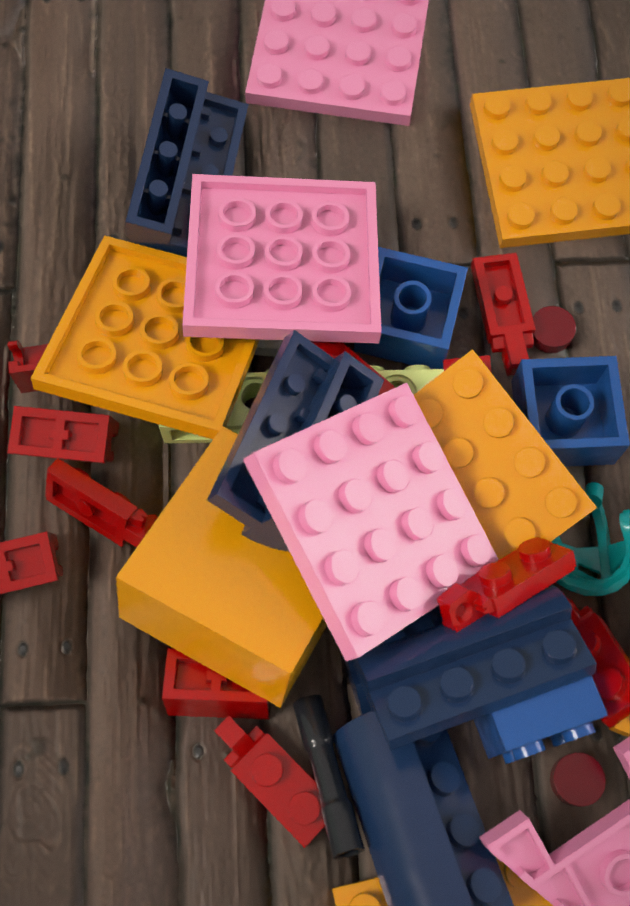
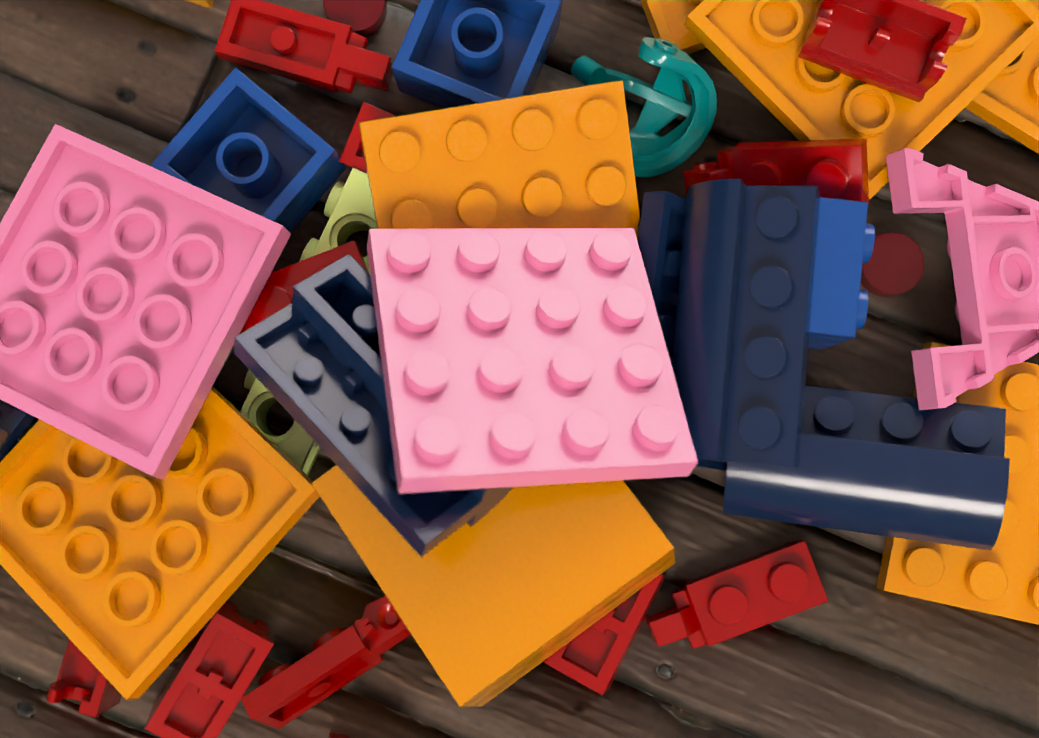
camera: 65 degrees left, 15 degrees up
(336, 807) = (808, 547): black piece -> none
(506, 583) = (668, 236): red hinge -> none

